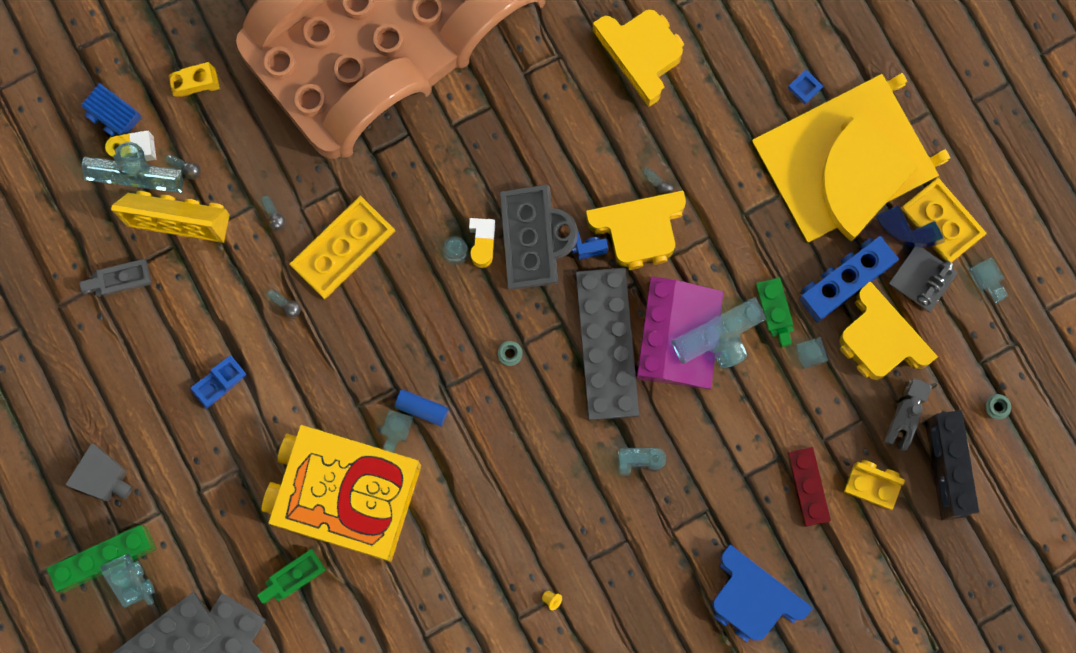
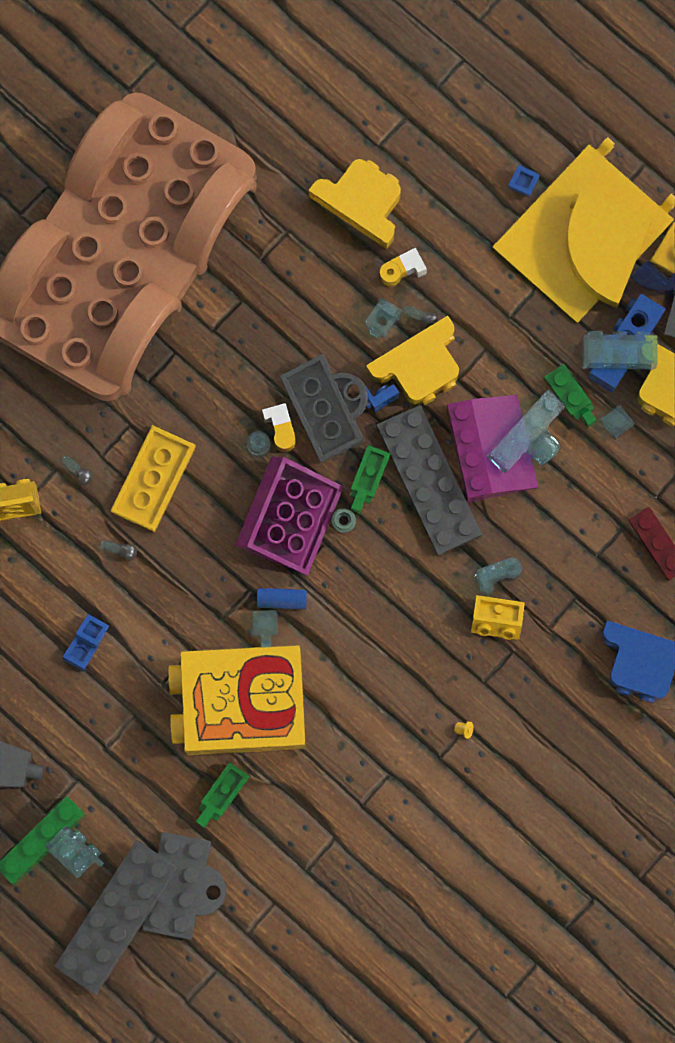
camera: 20 degrees left, 0 degrees up
(459, 329) = (289, 515): none -> magenta slope
(549, 320) = (368, 477): none -> green hinge
(624, 164) = (386, 311): none -> clear light blue brick
(624, 502) = (497, 617): none -> yellow bracket
(656, 128) = (402, 266): none -> leg
(838, 284) = (619, 350): none -> clear light blue brick

